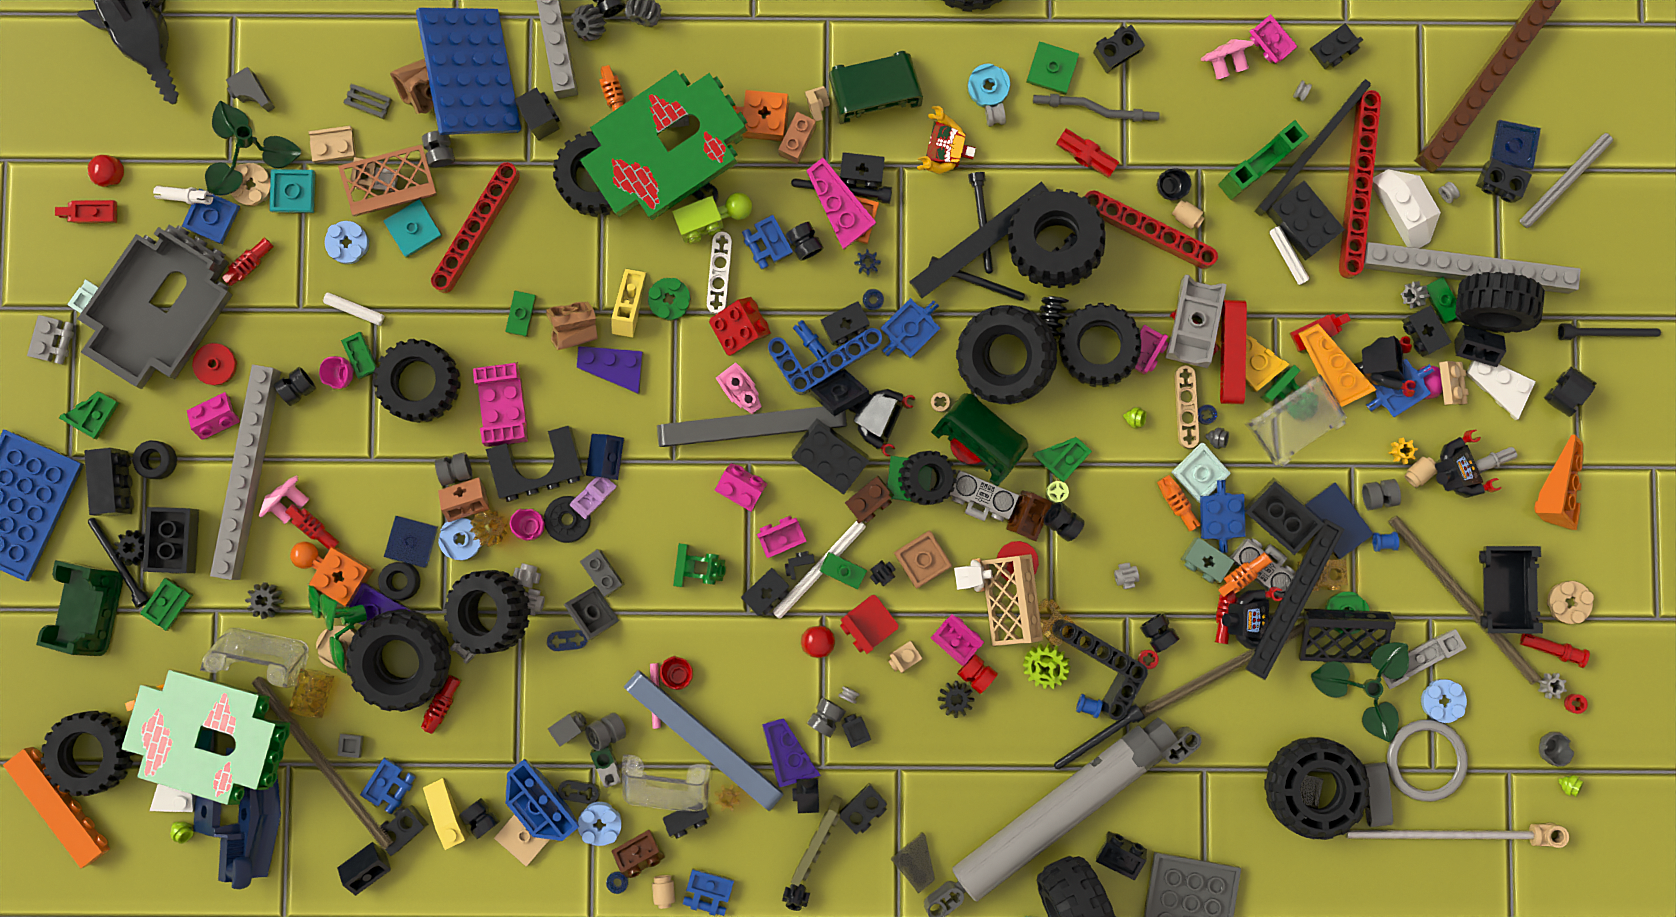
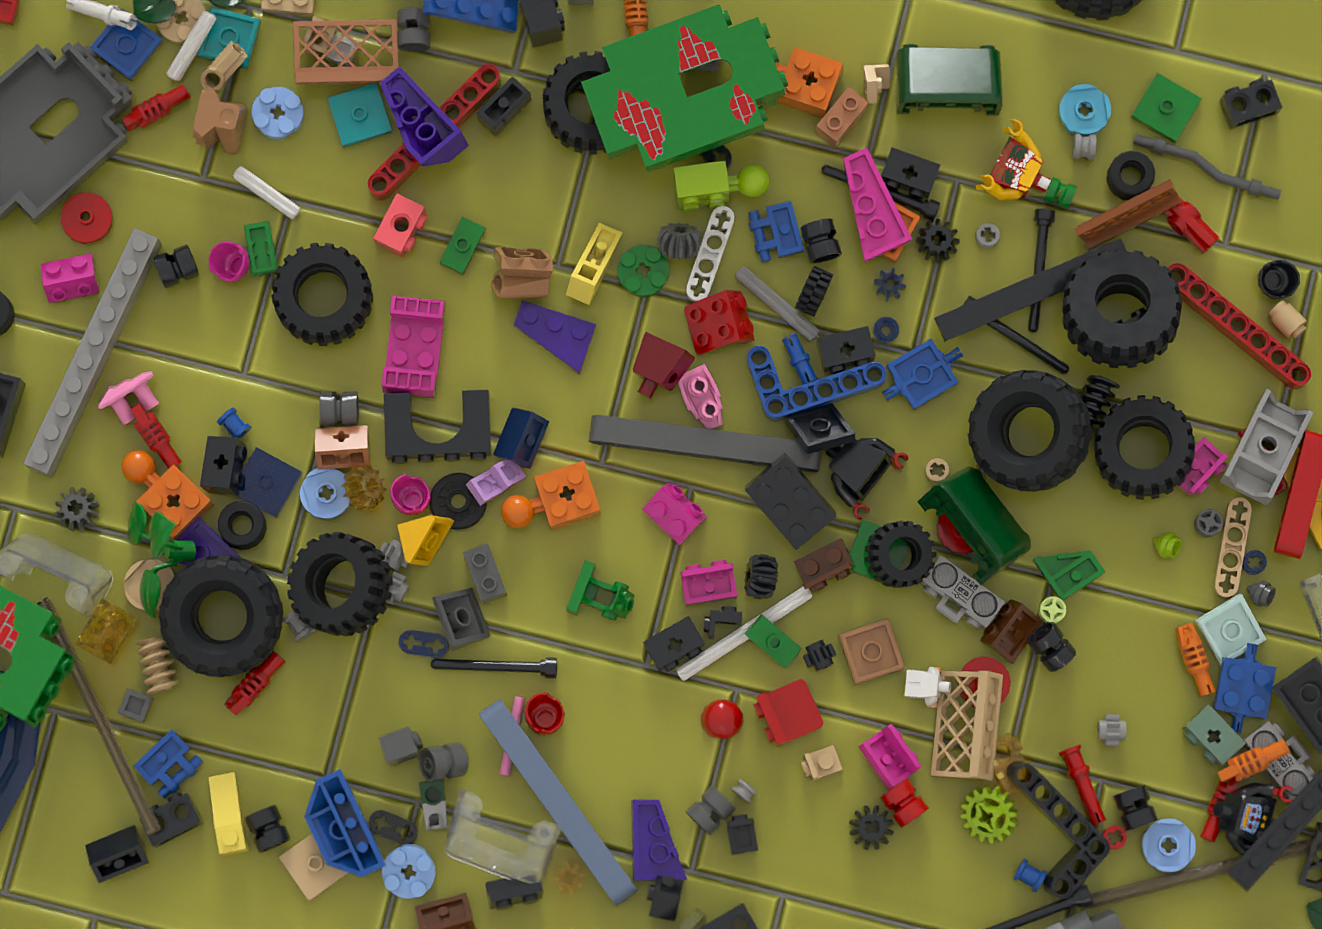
camera: 15 degrees right, 5 degrees down
(262, 205) = (191, 46): none -> white axle
(292, 215) = (223, 66): none -> tan piece
(299, 261) = (219, 121): none -> medium nougat piece
(359, 711) = (157, 665): none -> tan piece
(372, 537) = (223, 465): none -> black brick
(373, 502) = (234, 424): none -> blue bush
(462, 225) = (422, 124): none -> dark purple wedge
(464, 297) = (400, 210): none -> coral brick
(525, 193) = (504, 106): none -> black brick
(545, 558) = (423, 538): none -> yellow slope
(617, 516) = (519, 511): none -> orange brick
(668, 635) = (546, 667): none -> black piece
(691, 268) = (679, 241): none -> dark grey gear
(700, 371) = (660, 364): none -> dark red torso
(781, 299) = (777, 304): none -> light grey axle
(808, 283) = (814, 291): none -> black tyre
(821, 521) = (761, 576): none -> black gear
(904, 221) = (946, 246): none -> black gear
(939, 199) = (993, 231): none -> light grey bush
(990, 157) = (1066, 194): none -> green wheel
(1043, 161) = (1128, 214): none -> dark orange fence
(1044, 117) = (1132, 159): none -> black tyre
(1108, 615) = (1079, 773): none -> red pin
(1167, 392) = (1210, 519): none -> dark grey wheel
(1201, 662) = (1178, 856): none -> light blue plate

